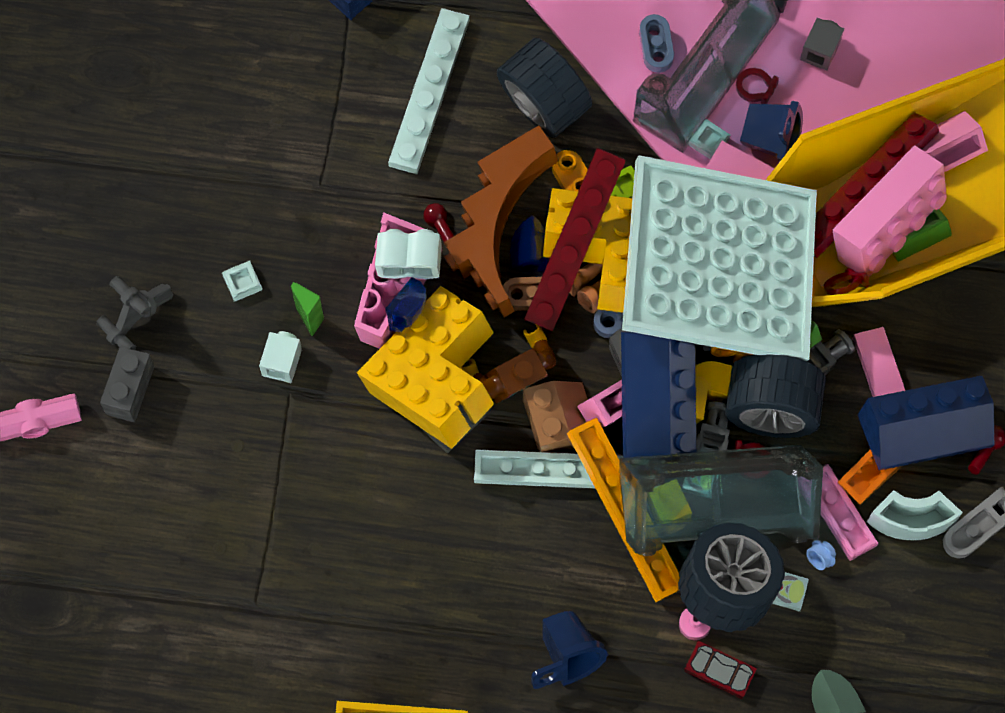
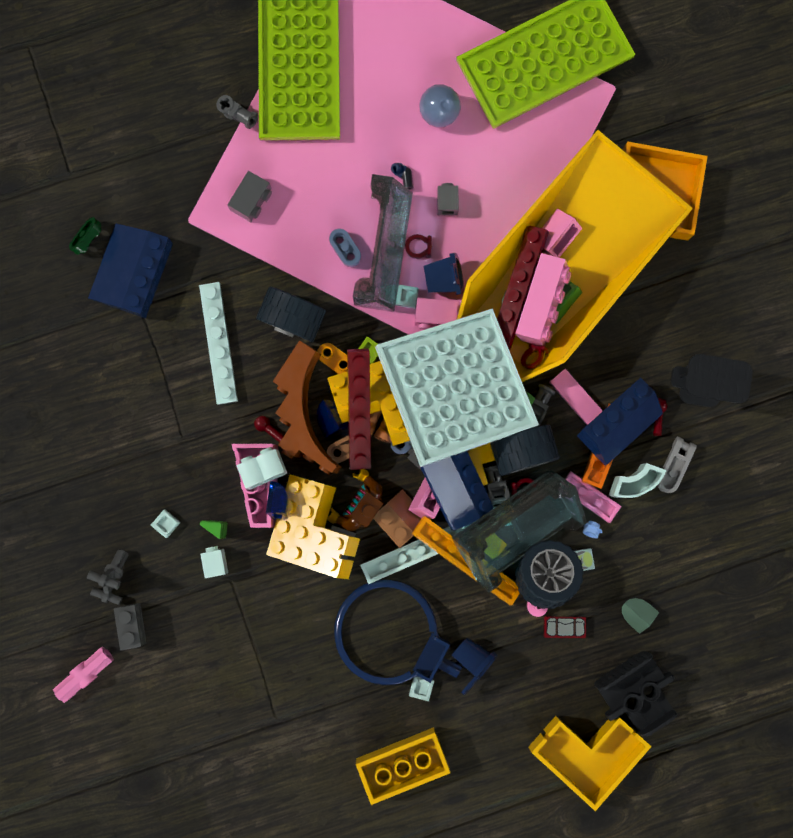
camera: 30 degrees left, 15 degrees up
(477, 656) = (421, 688): none -> light aqua tile
(510, 621) = (431, 656): none -> dark blue brick

